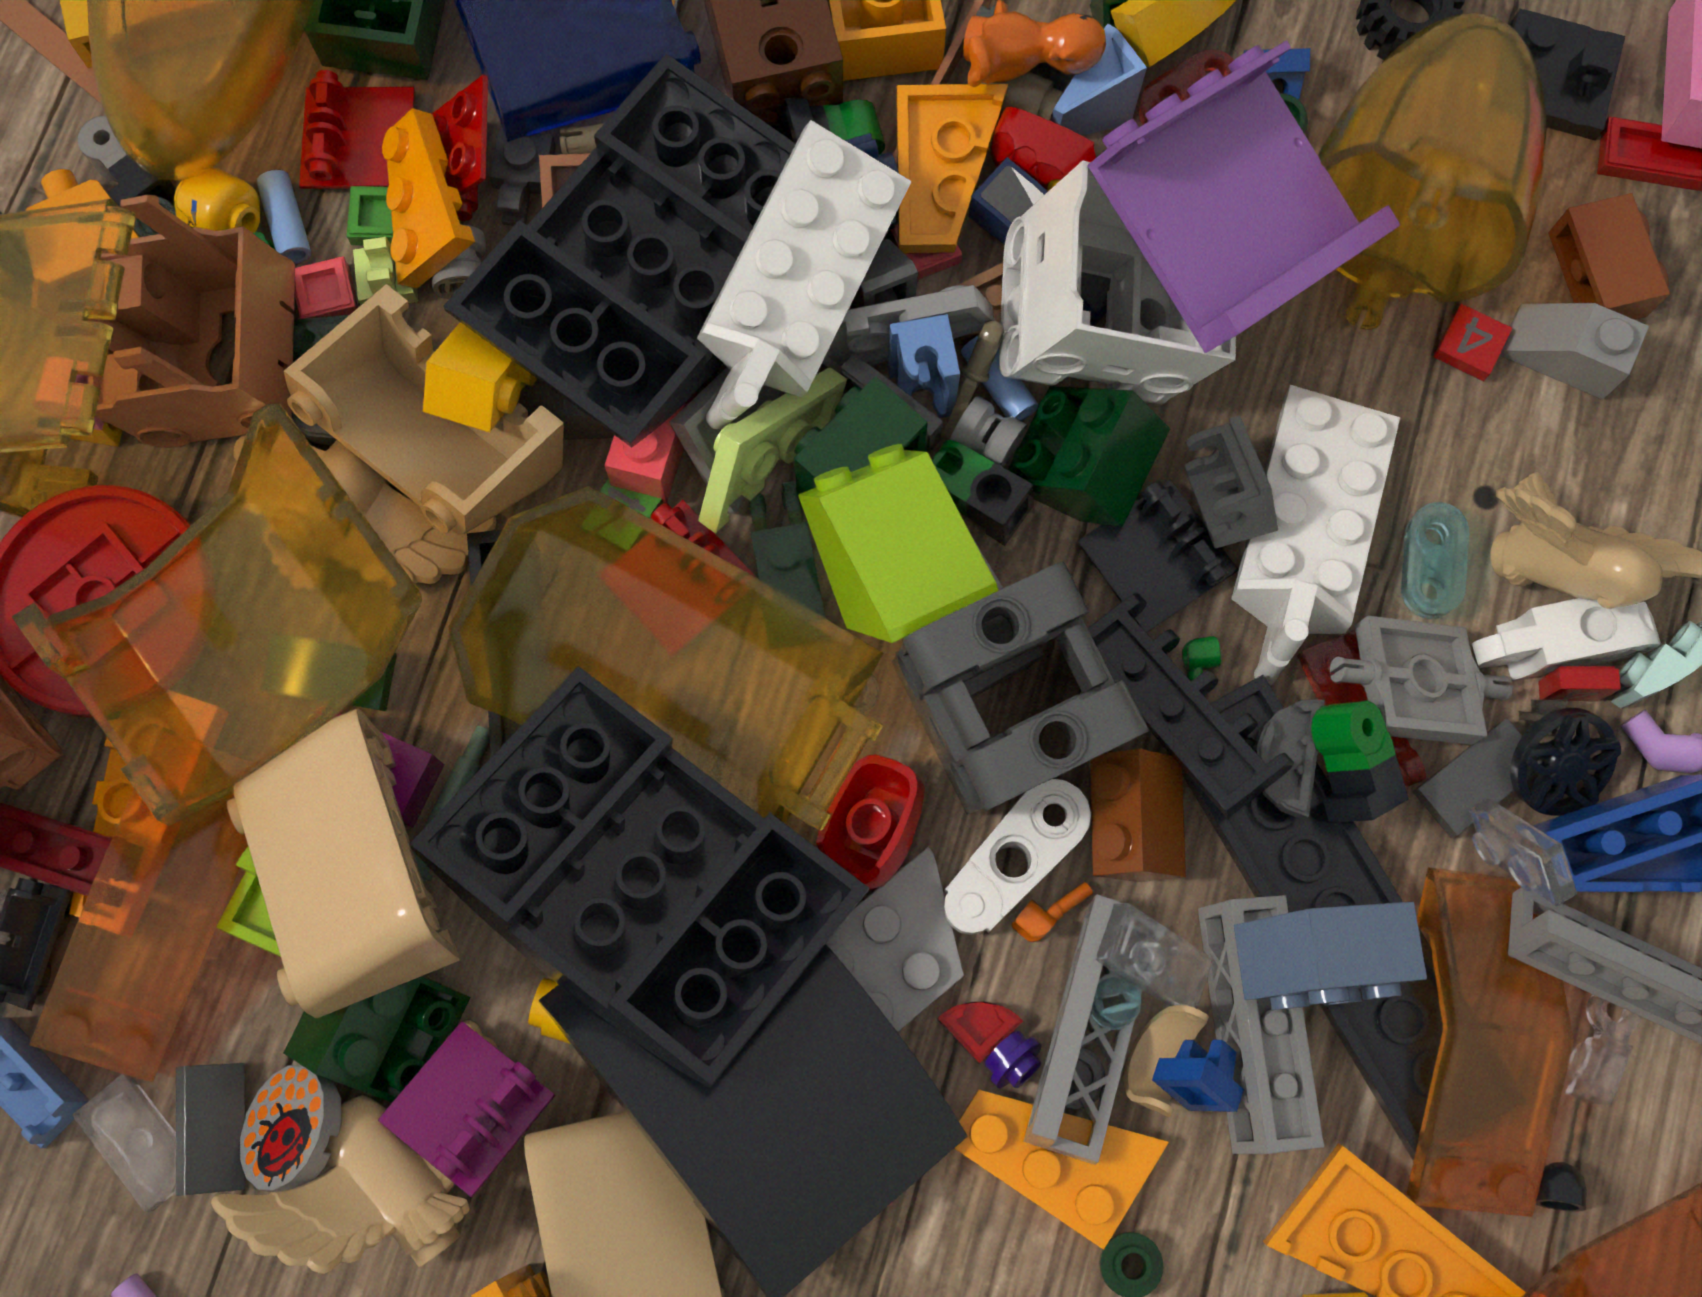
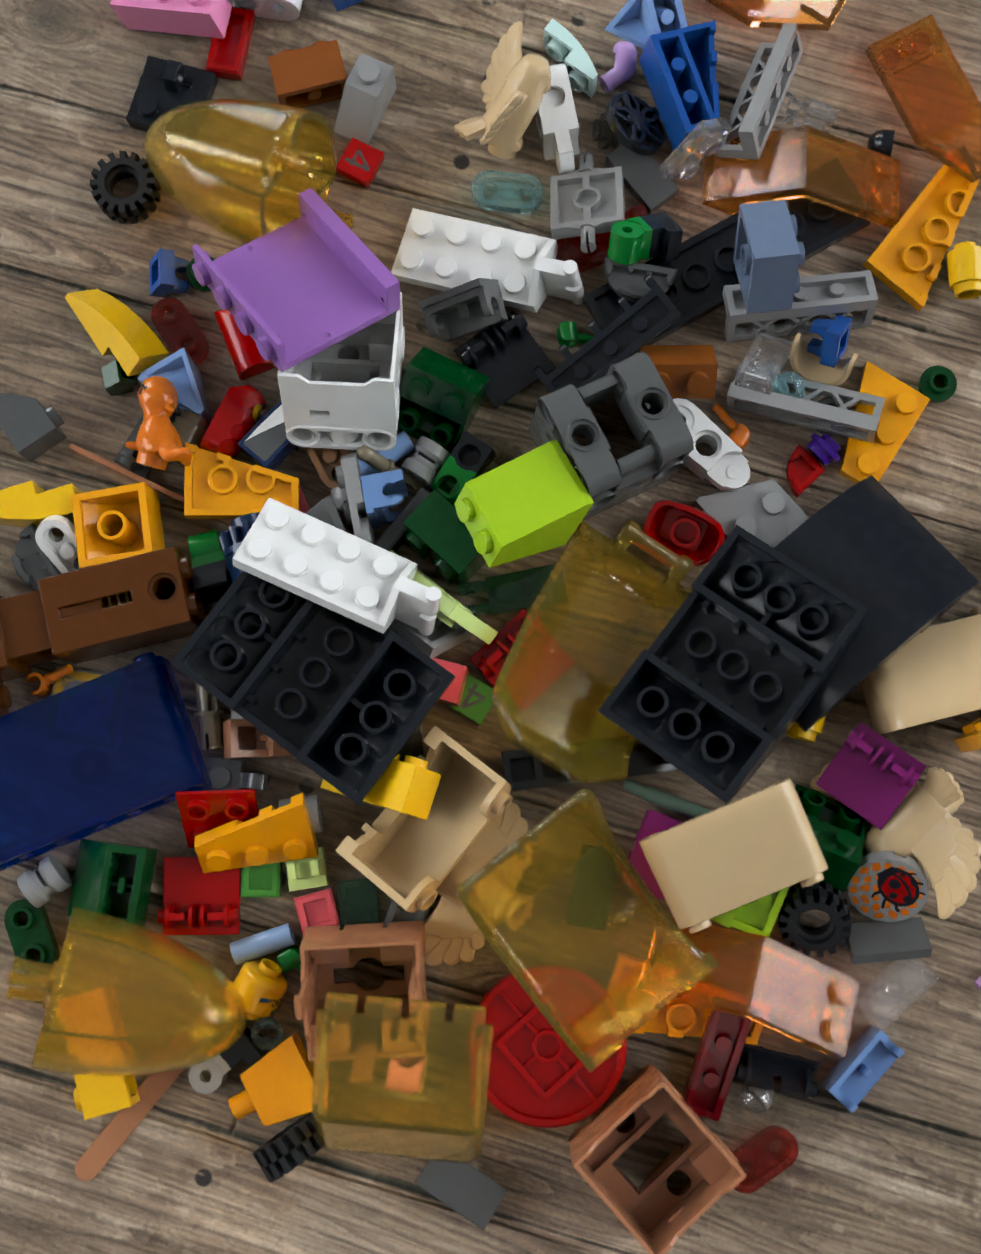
camera: 85 degrees left, 5 degrees up
(223, 1007) = (816, 938): none -> black tyre
(1580, 683) = (585, 112): red tile -> none

